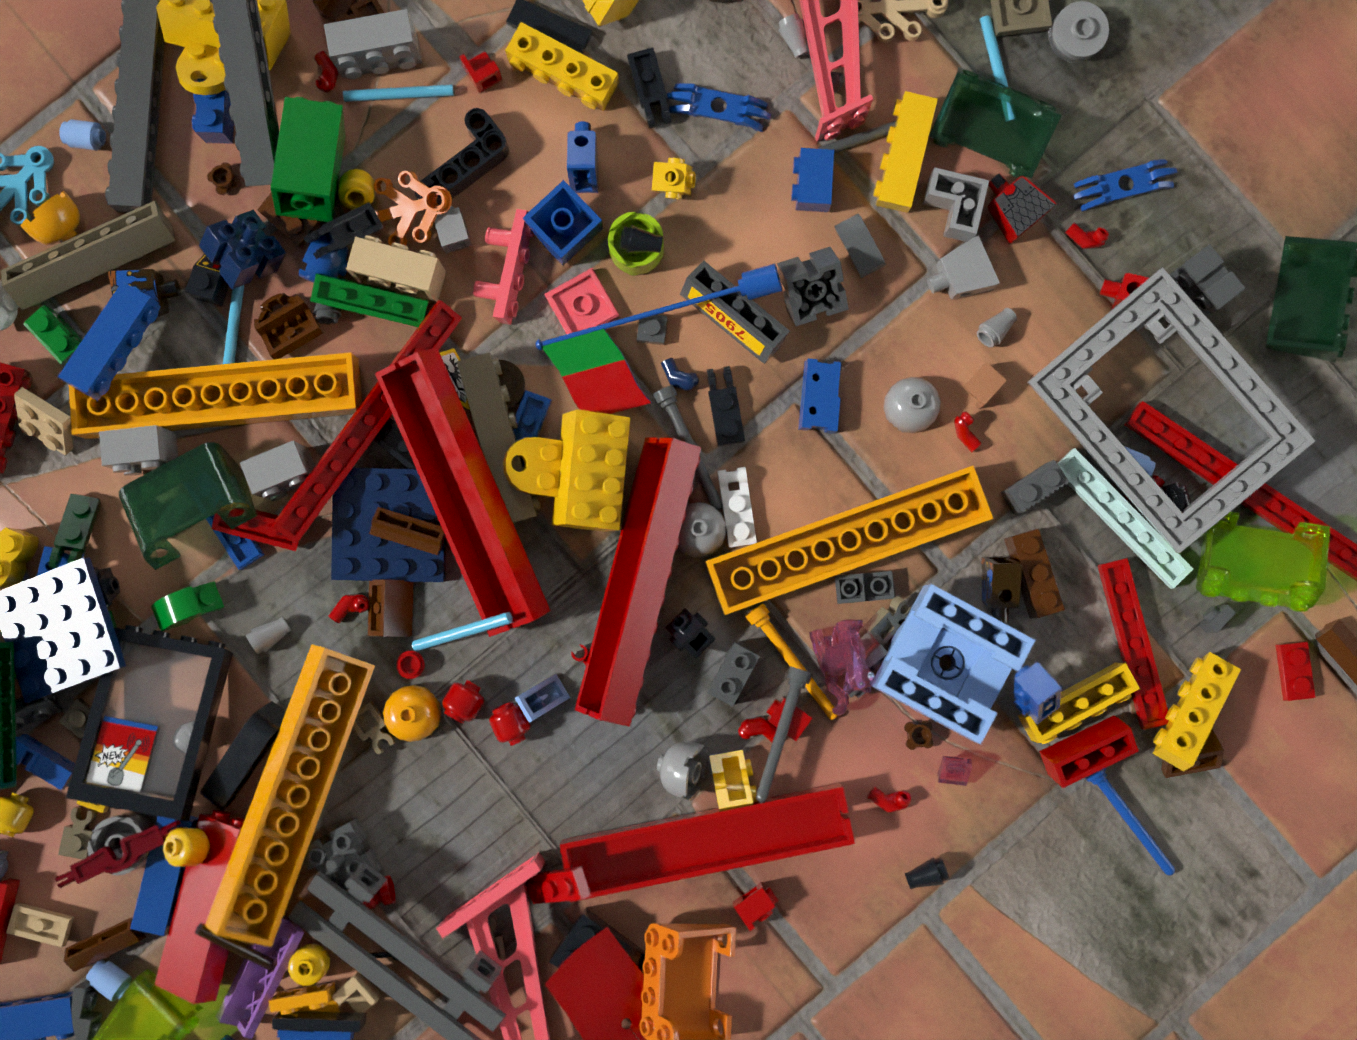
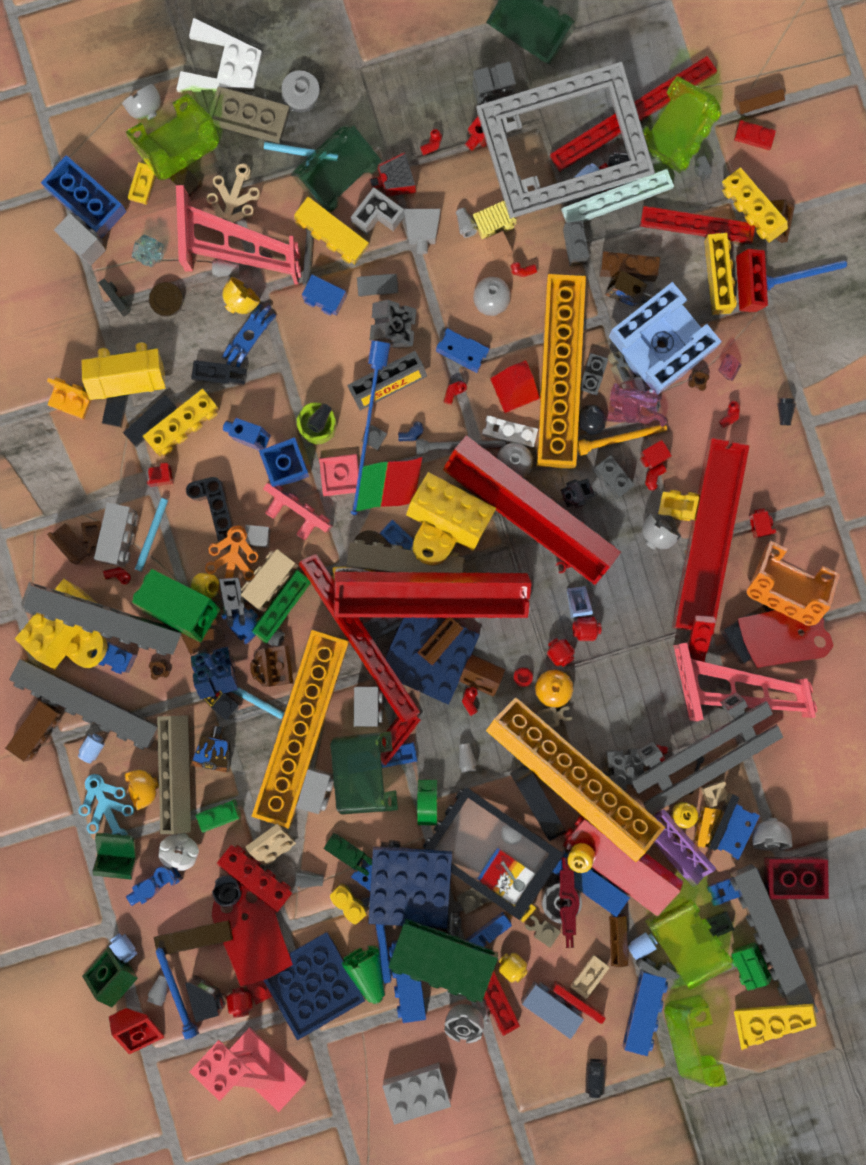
camera: 60 degrees left, 0 degrees up
(22, 491) = (308, 879): none -> dark grey cone
(74, 52) = (34, 731): none -> reddish brown brick
(110, 341) = (240, 778): blue brick -> none
(235, 947) = (654, 853): dark brown bar -> none
(462, 631) = (517, 633): medium azure bar -> none
(665, 174) = (282, 389): yellow brick -> none
(725, 410) = (444, 413): black hinge -> none
(761, 407) = (453, 390): none -> red arm
(762, 69) = (238, 297): none -> yellow cylinder
(798, 680) = (635, 438): dark grey piece -> none
(800, 488) = (515, 386): none -> red slope
(801, 611) = (592, 419): none -> black hair
(1016, 362) = (493, 220): none -> light yellow brick
(1036, 692) = (704, 295): brick -> none
(1110, 189) = (408, 115): blue piece -> none

